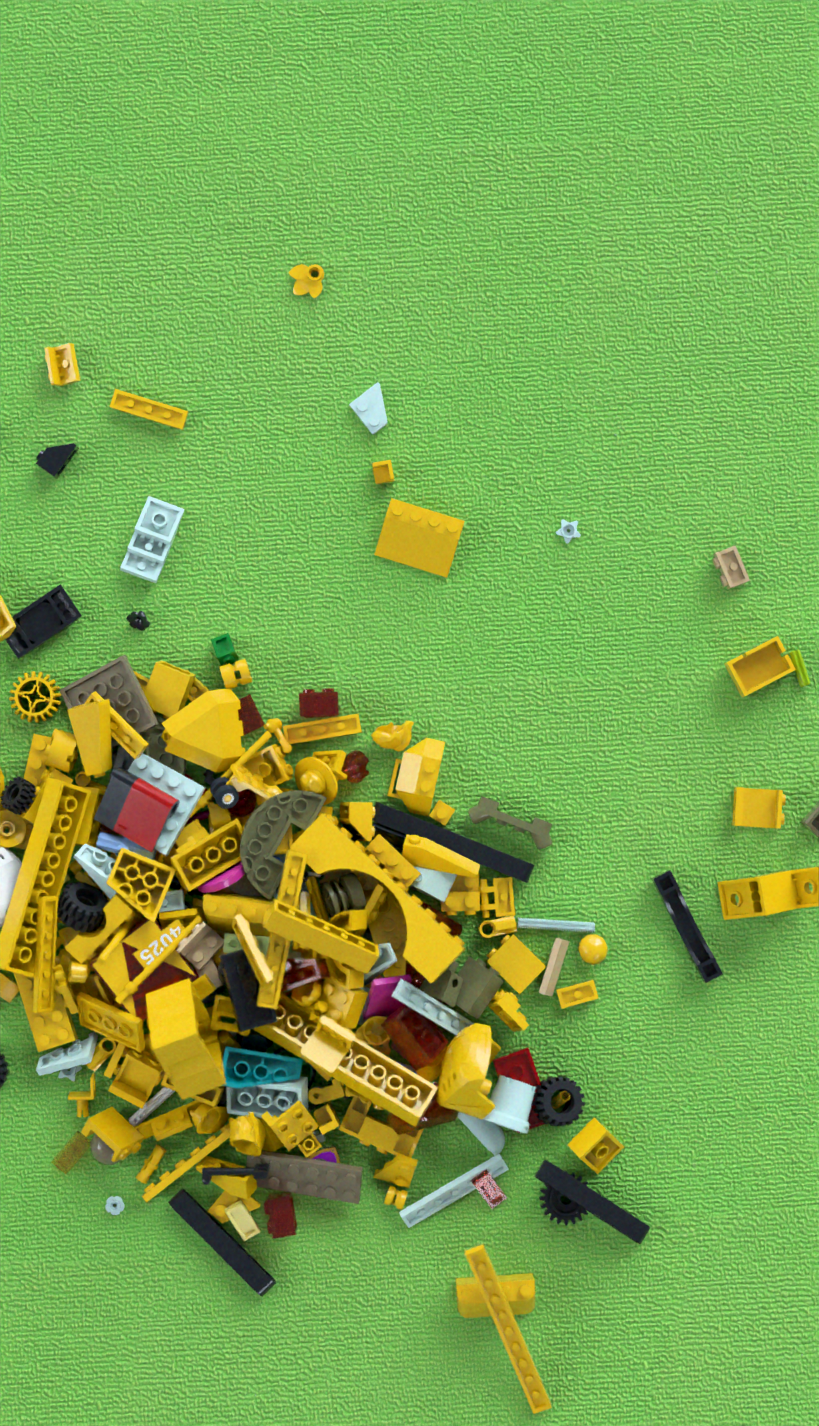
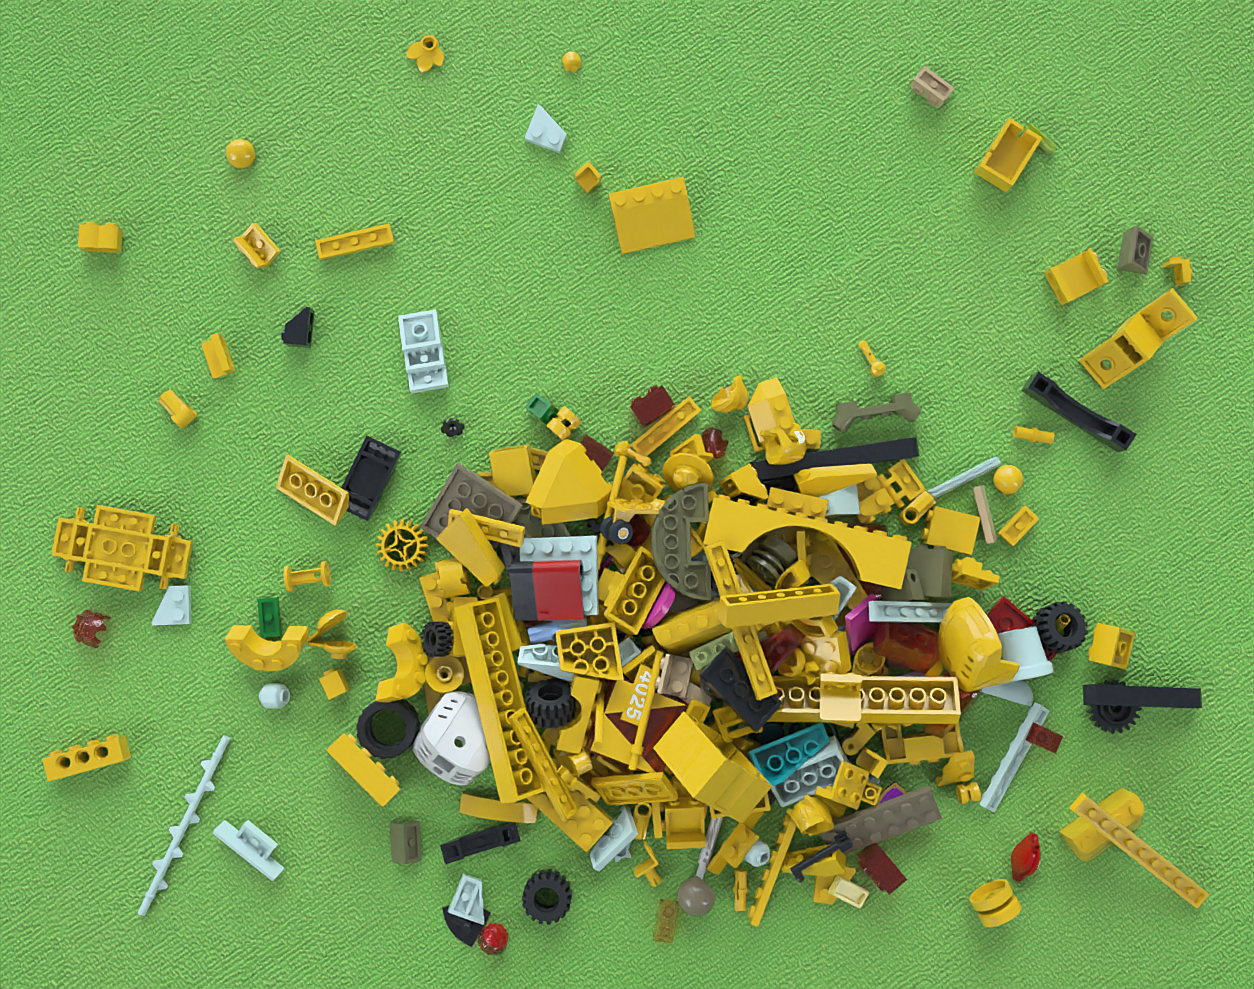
camera: 35 degrees left, 0 degrees up
(95, 274) = (240, 153): none -> yellow hair
(114, 1200) = (730, 939): light aqua plate -> none
(115, 1132) = (695, 883): yellow panel -> none
(183, 1141) = (758, 854): none -> light aqua head
(209, 1118) = (768, 822): yellow piece -> none
(222, 1242) = (842, 921): black beam -> none
(250, 946) = (730, 657): yellow plate -> none
(361, 1302) = (995, 903): none -> yellow wheel
(406, 807) = (790, 448): none -> yellow piece
(413, 1283) = (1025, 857): none -> red hat
(430, 360) = (571, 61): none -> yellow piece
(537, 785) = (877, 368): none -> yellow piece
(563, 530) = (774, 132): light aqua plate -> none
(637, 923) = (1033, 435): none -> yellow pin

